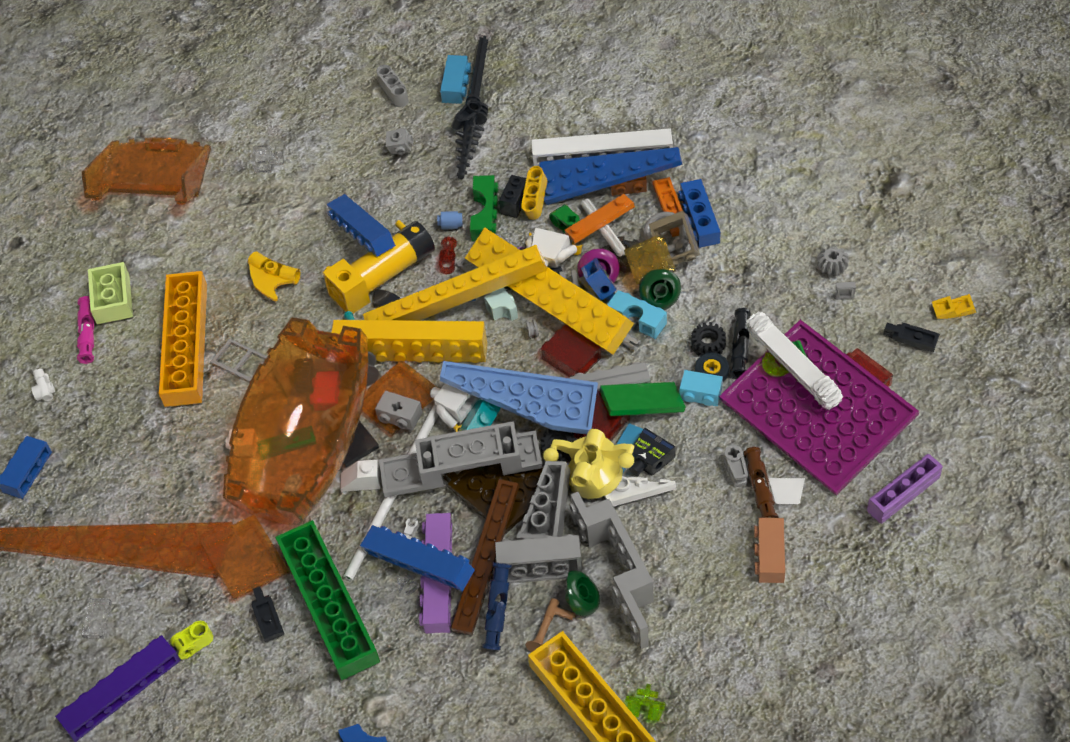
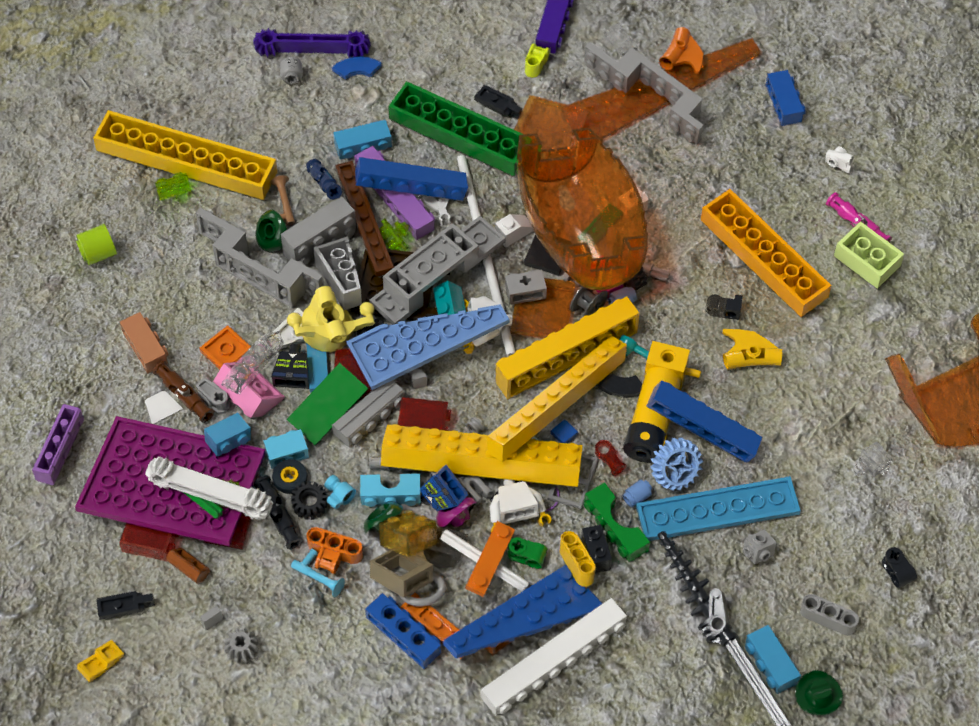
camera: 140 degrees right, 5 degrees up
(60, 559) = (682, 51): none -> orange pin
(129, 543) = (634, 66): none -> light grey bracket
(235, 371) = (701, 261): light grey window -> none
(255, 316) = (724, 307): none -> leg
(319, 90) = (898, 567): none -> black piece
(402, 183) = (718, 508): none -> dark azure plate
(407, 211) = (674, 457): none -> light blue gear
(424, 646) = (357, 139): none -> dark azure brick
(442, 47) = (818, 693): none -> dark green hat
(468, 527) = (400, 229): none -> clear neon green hips
(677, 331) = (342, 492): none -> medium azure piece
(685, 455) = (253, 362): none -> clear brick
(696, 509) = (224, 347): none -> orange tile
(700, 456) = (256, 398): none -> bright pink slope
(714, 293) = (330, 557): none -> orange piece
(730, 266) = (335, 585): none -> medium azure piece
(746, 414) = (227, 434): none -> dark azure brick
(764, 672) = (95, 244): none -> lime piece
(840, 336) = (188, 565): none -> dark orange brick

